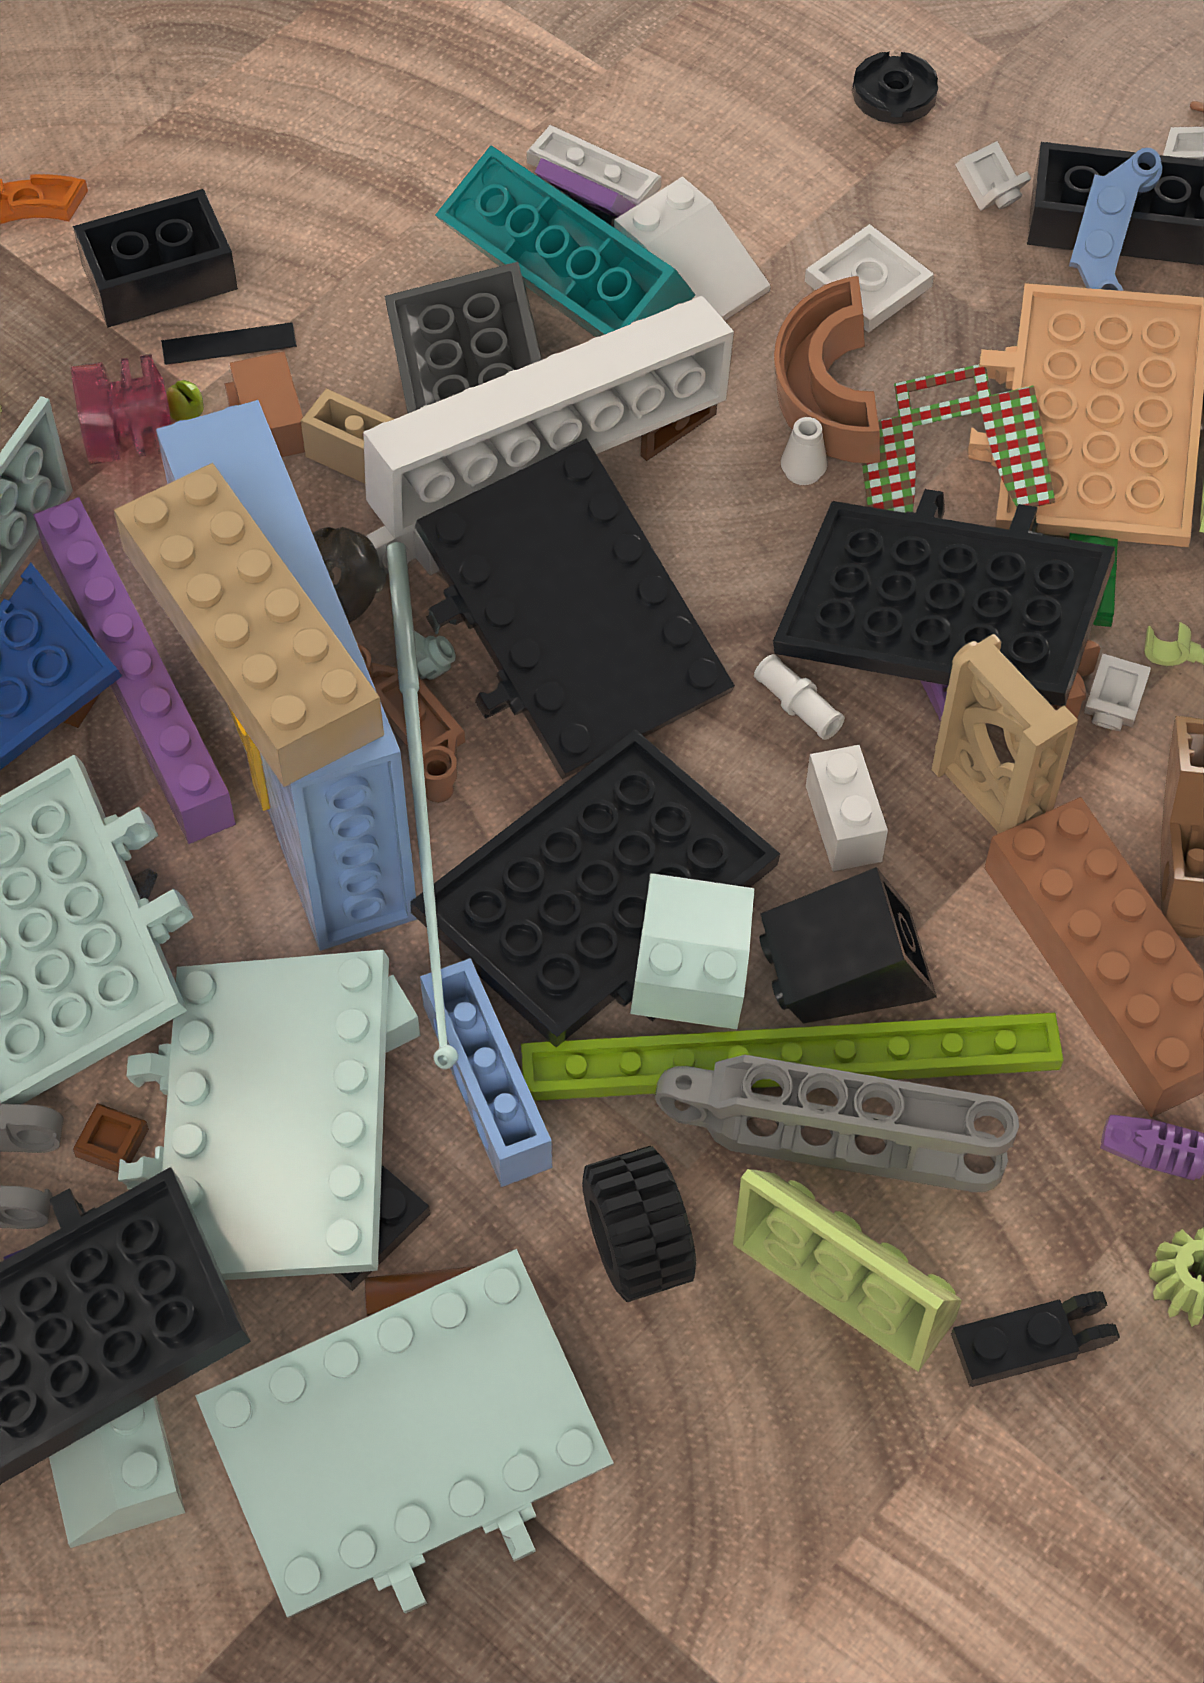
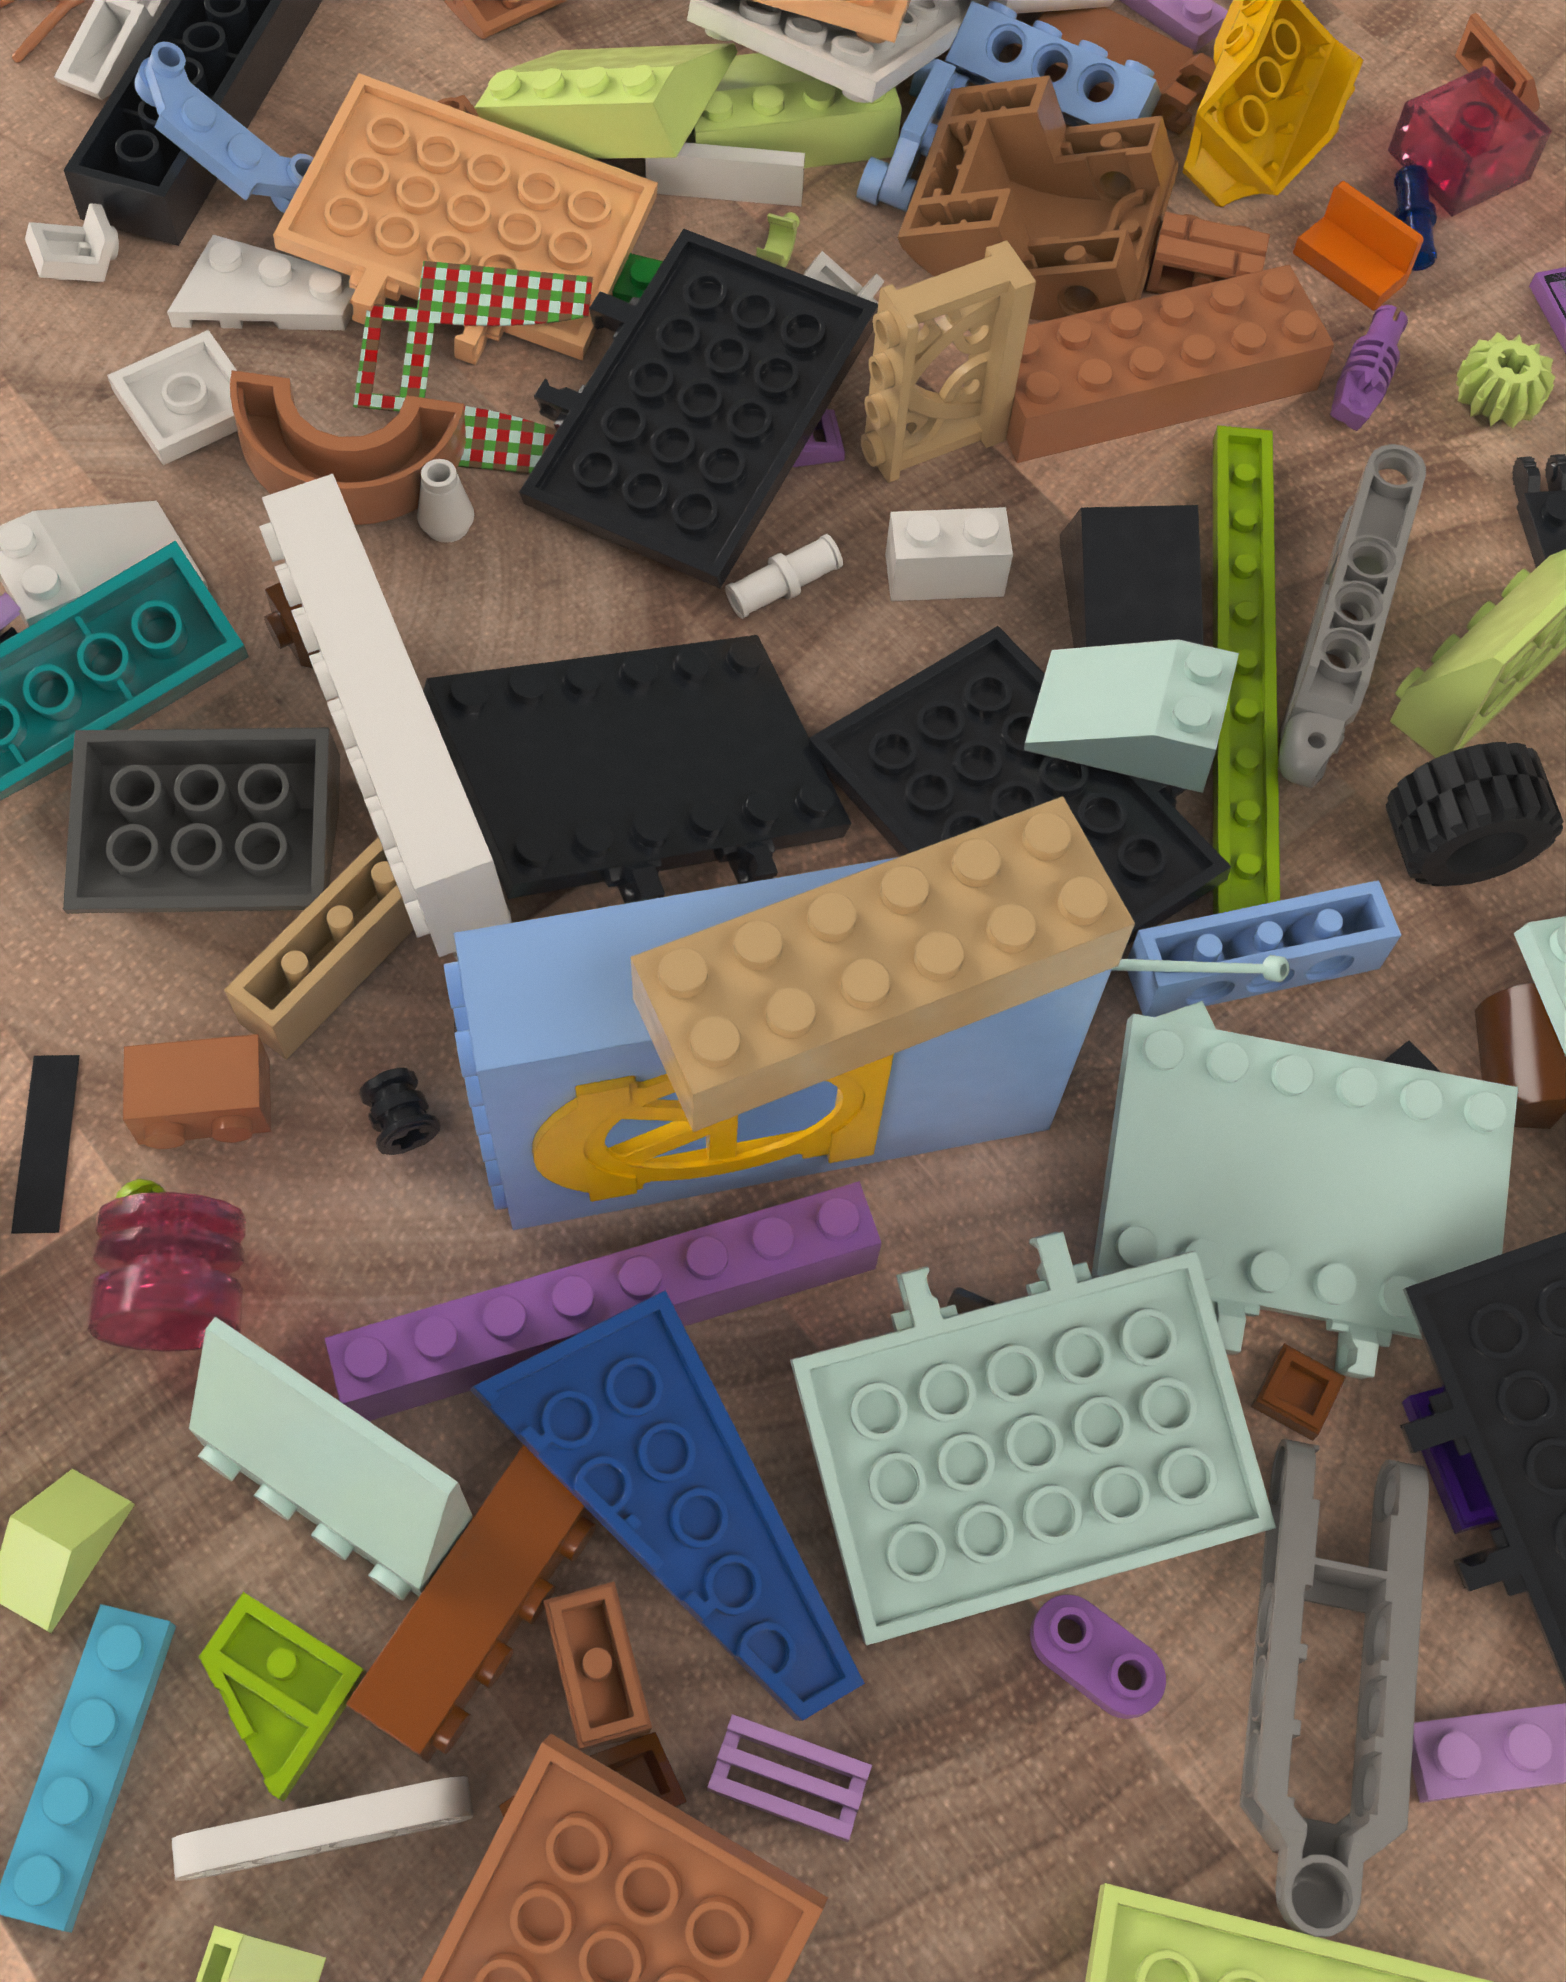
camera: 85 degrees left, 5 degrees up
(992, 295) = (255, 284): none -> white wing

